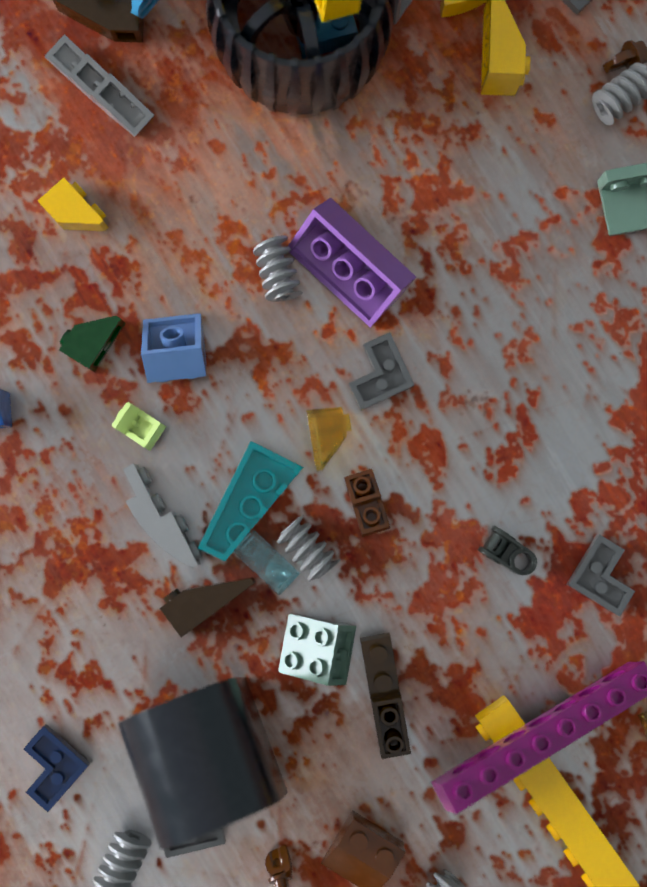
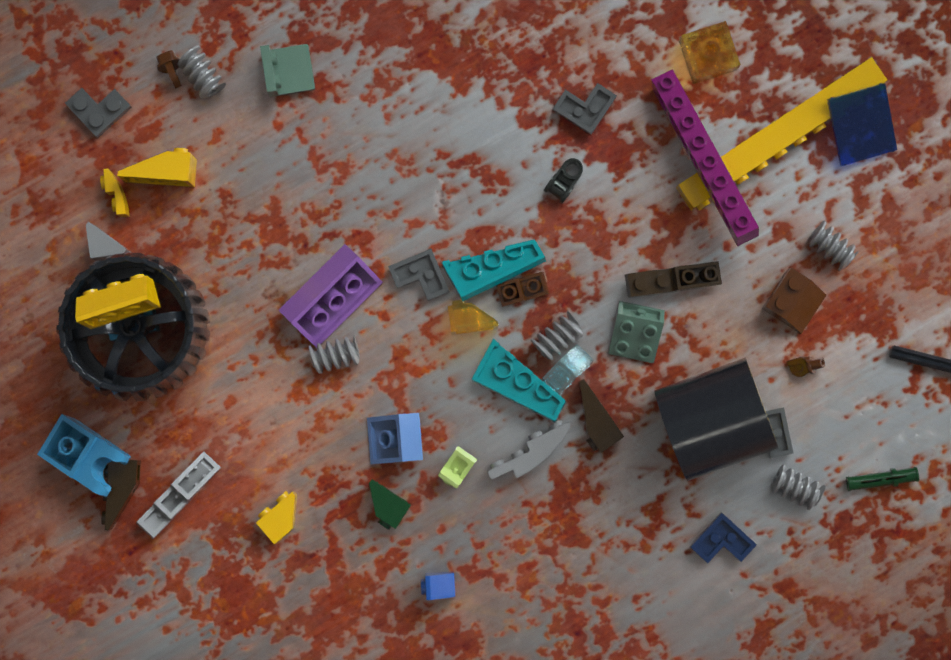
camera: 90 degrees left, 0 degrees up
(387, 452) = (481, 272): none -> teal wing

